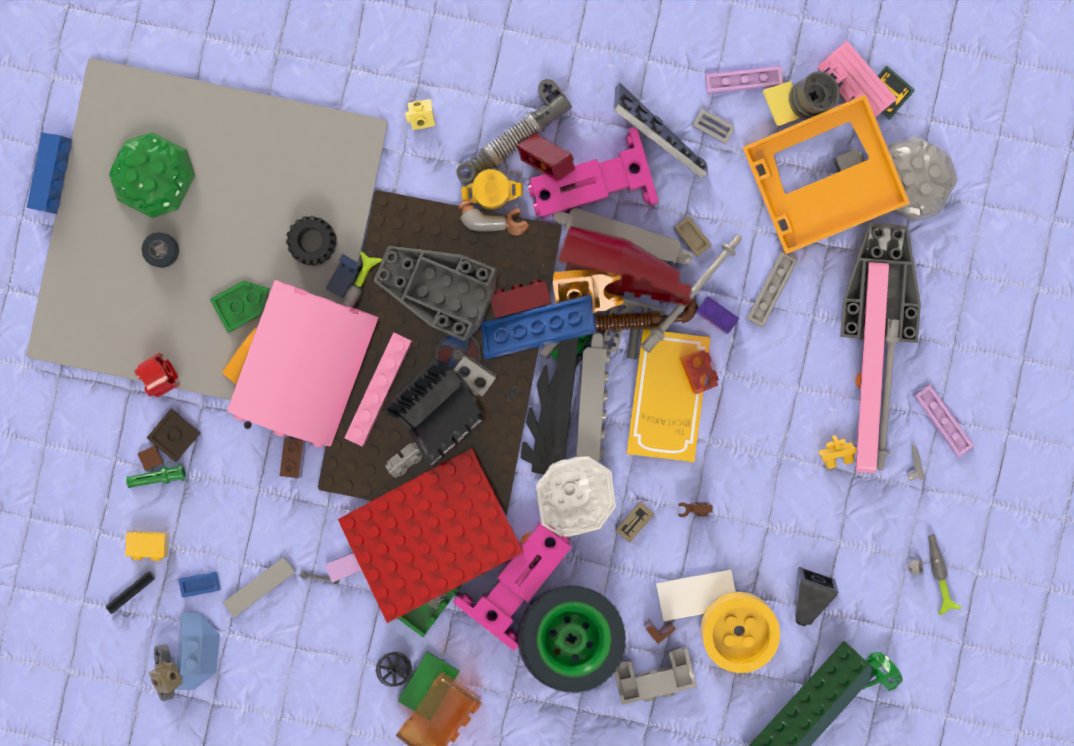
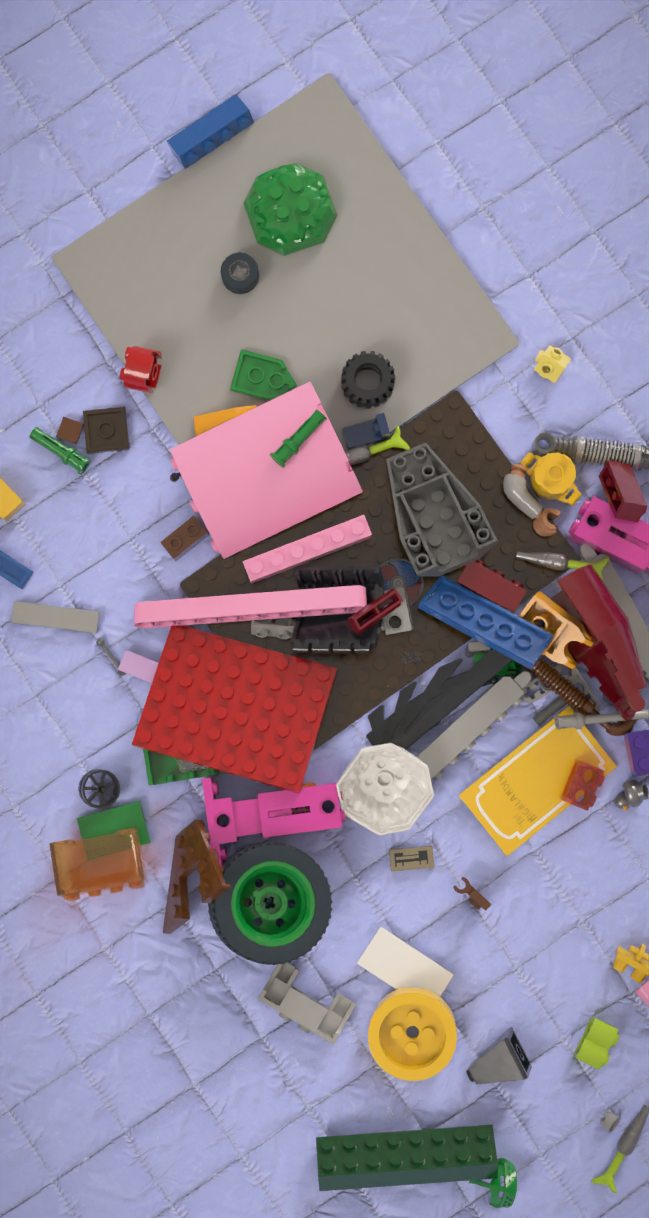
camera: 40 degrees right, 5 degrees down
(303, 336) = (291, 445): none -> green pin
(378, 462) = (250, 606): none -> bright pink beam
(457, 390) = (373, 609): none -> dark red piece
(494, 656) = (191, 854): none -> reddish brown wing
(550, 240) = (559, 561): none -> flat silver piece
(659, 635) = (342, 971): reddish brown panel -> none
(738, 346) = (634, 794): none -> flat silver animal
(861, 526) = (596, 1043): none -> lime brick

